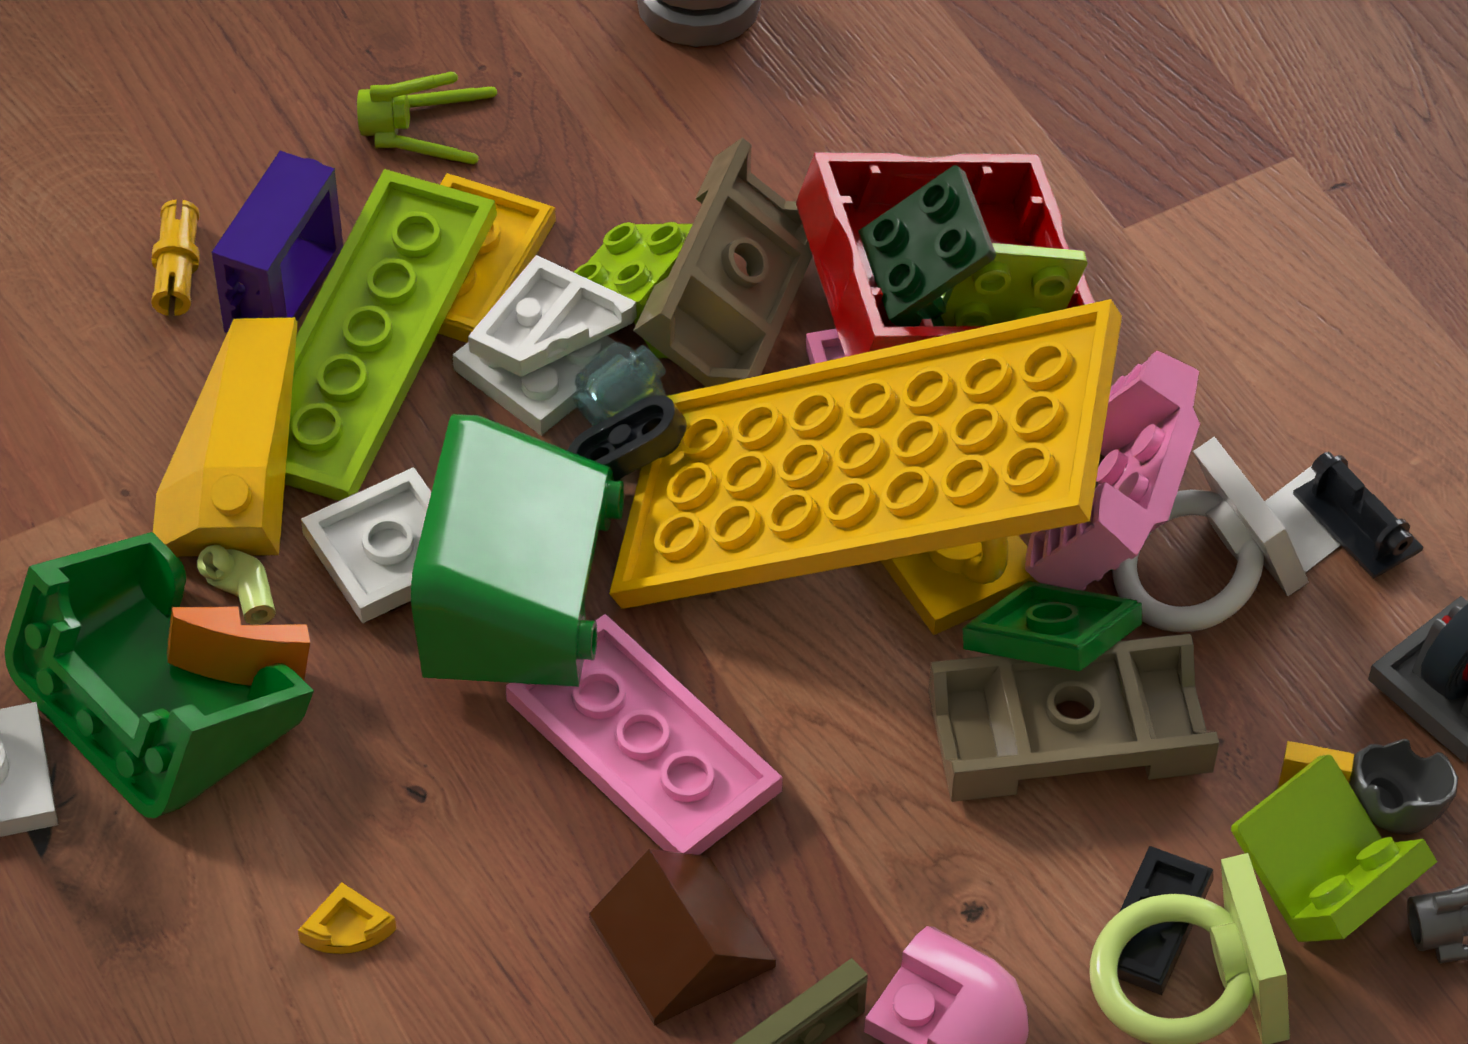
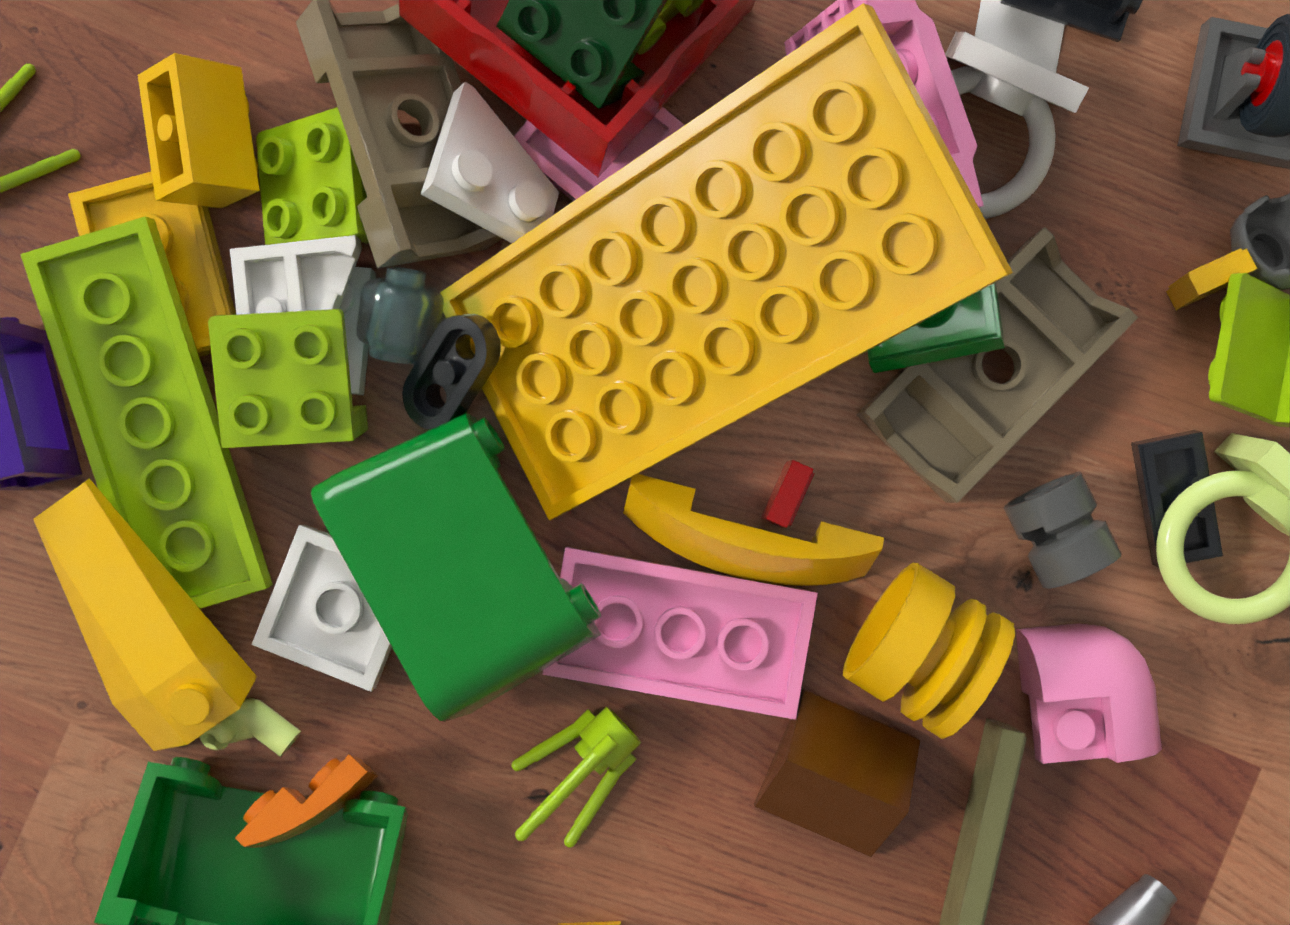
camera: 40 degrees left, 35 degrees up
(494, 356) = (283, 379): none -> lime bracket
(506, 772) = (603, 745): none -> lime plant
(580, 186) = (198, 132): none -> yellow brick
(769, 322) = (486, 171): none -> white wing
(809, 756) = (745, 551): none -> yellow slope
(818, 697) = (788, 494): none -> red tile
(837, 857) = (938, 655): none -> yellow wheel
(1030, 866) = (1062, 531): none -> dark grey wheel

